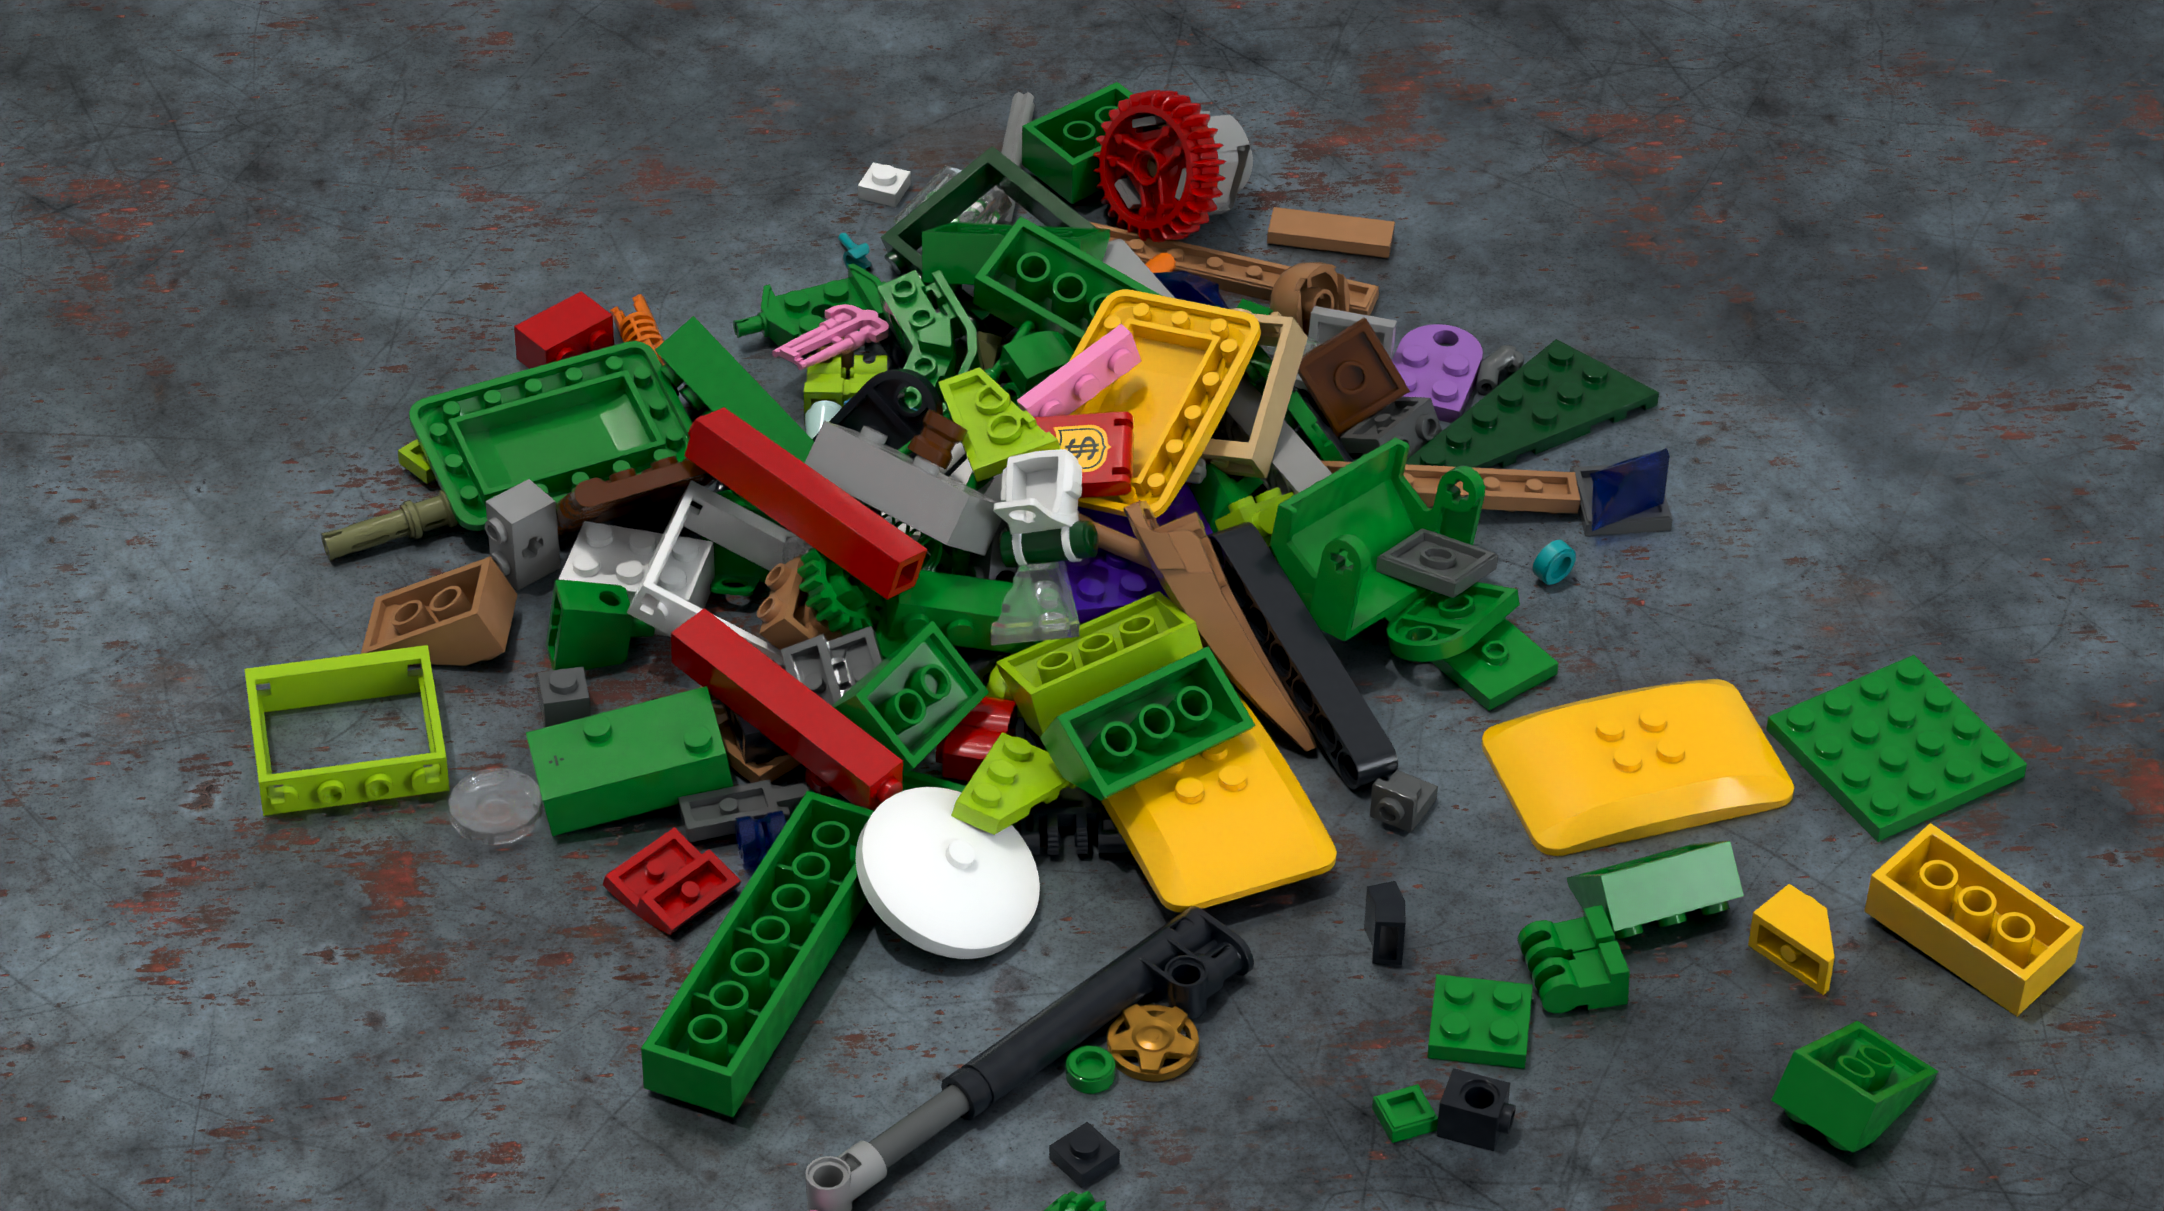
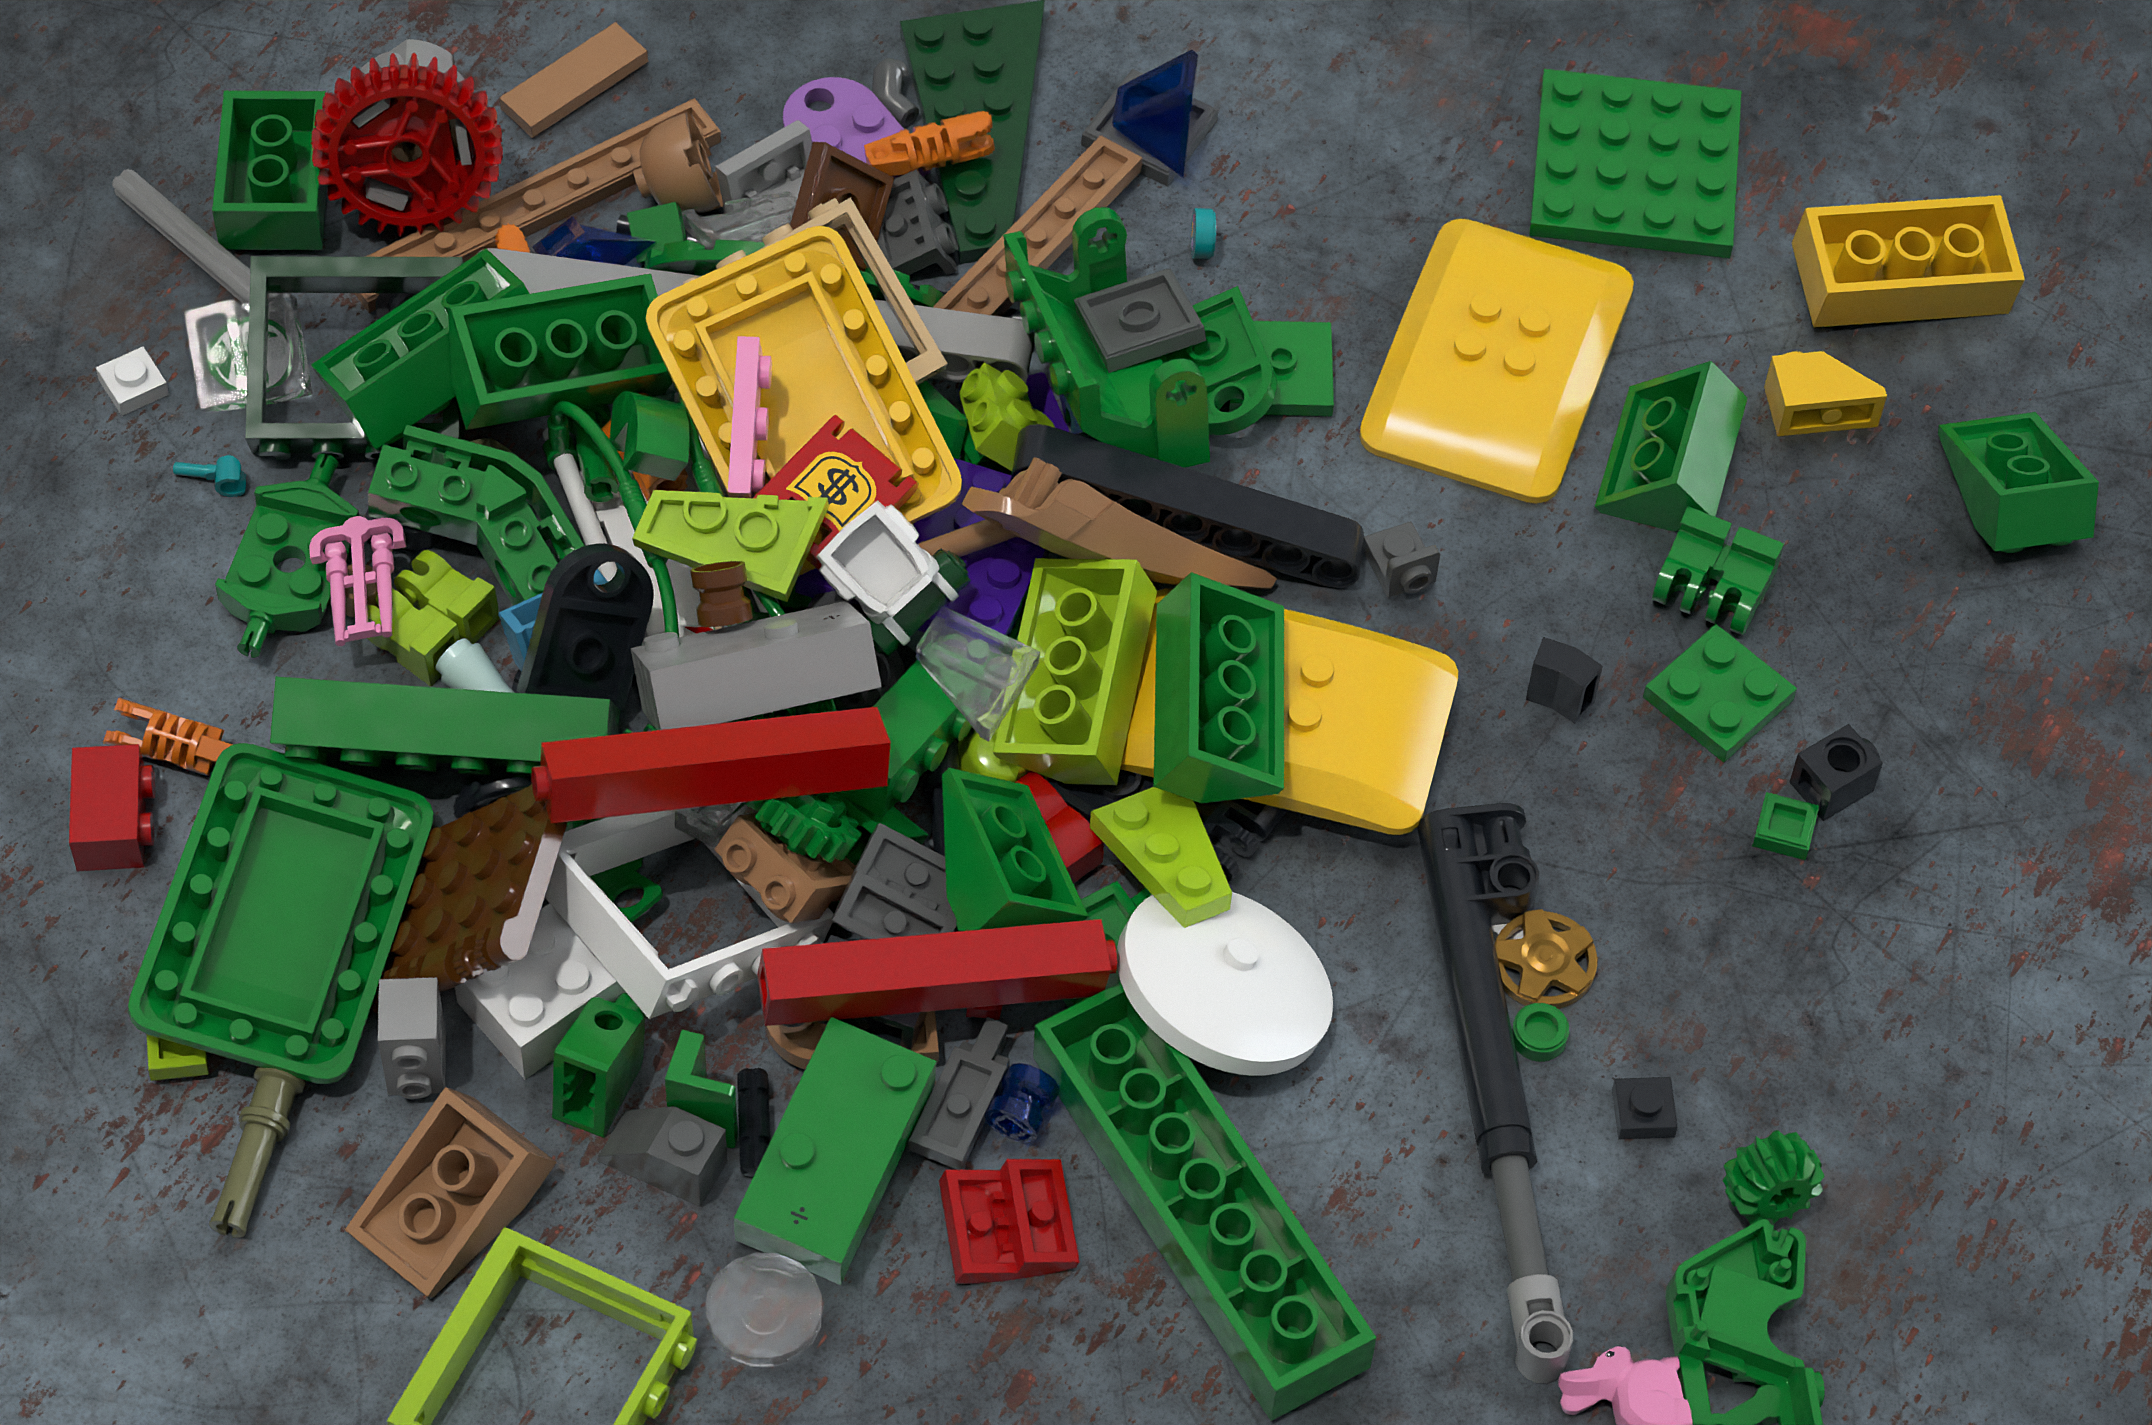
camera: 55 degrees left, 15 degrees up
(609, 667) = (694, 1093): none -> green panel
(1457, 394) = (932, 145): none -> orange hinge

